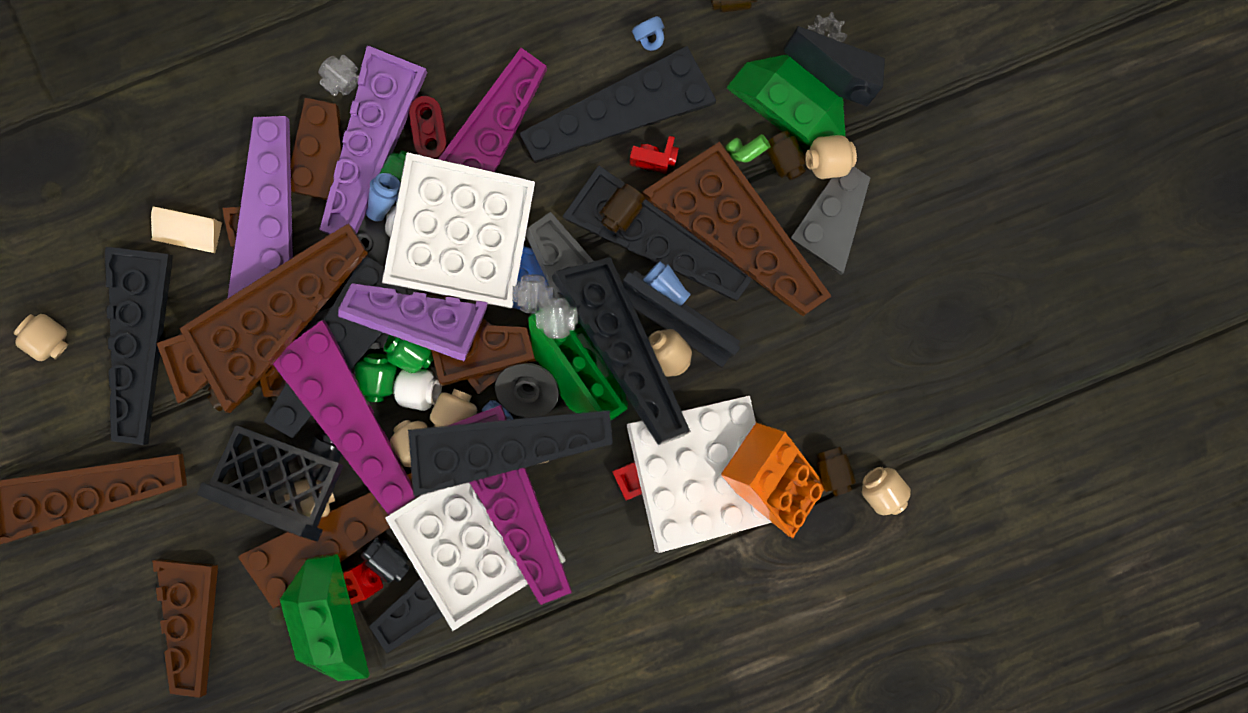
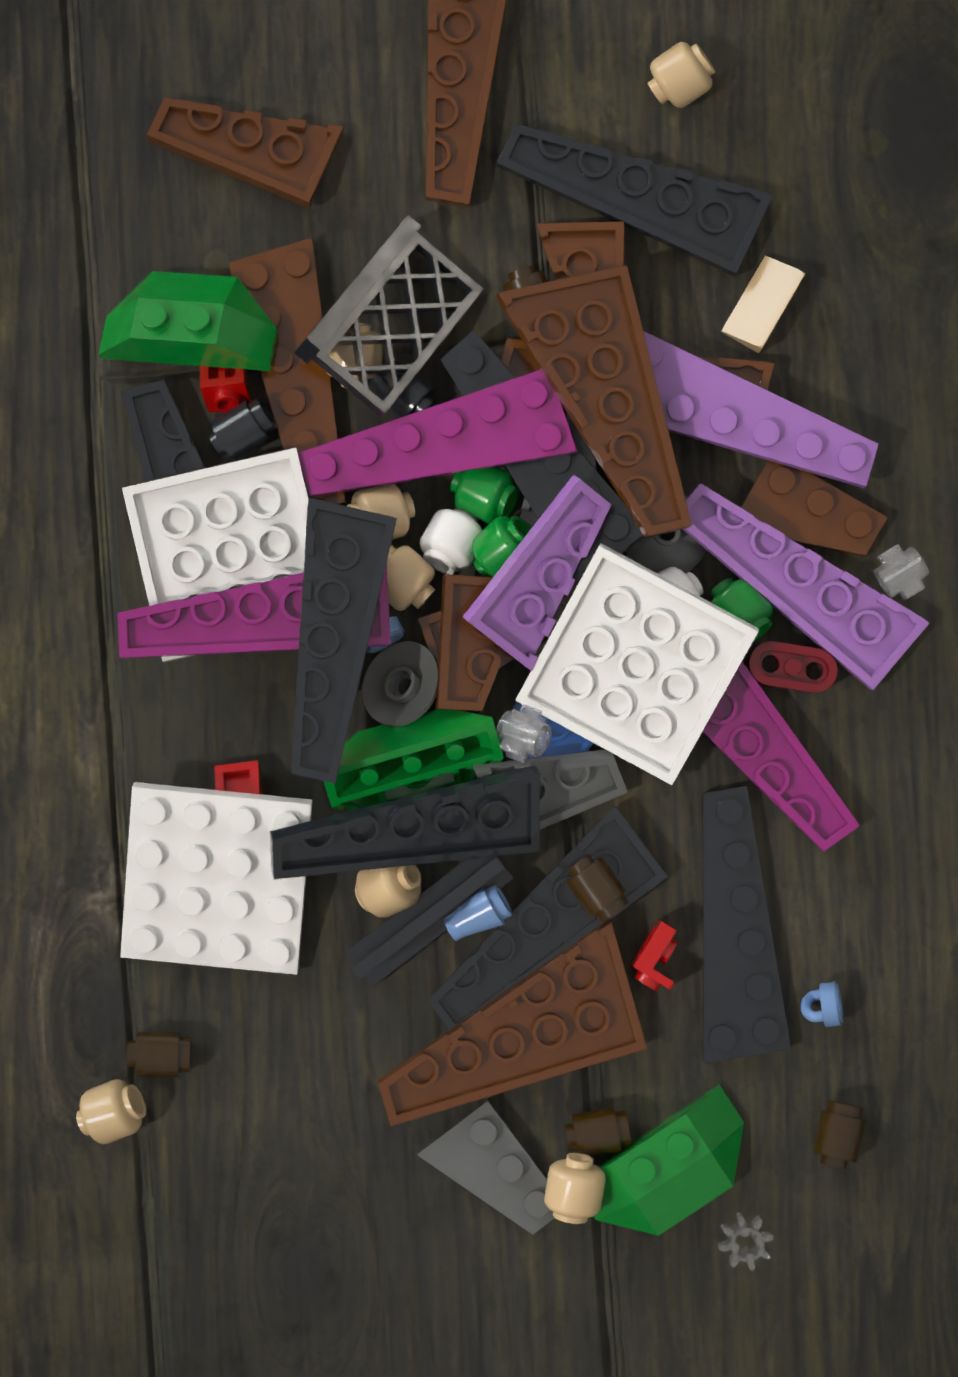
camera: 110 degrees right, 0 degrees up
(380, 197) = (716, 576): medium blue cone -> none
(556, 318) = (477, 754): clear gear -> none
(747, 152) = (620, 1079): bright green arm -> none
(774, 478) = (176, 969): orange slope -> none
(839, 66) = (690, 1243): black slope -> none

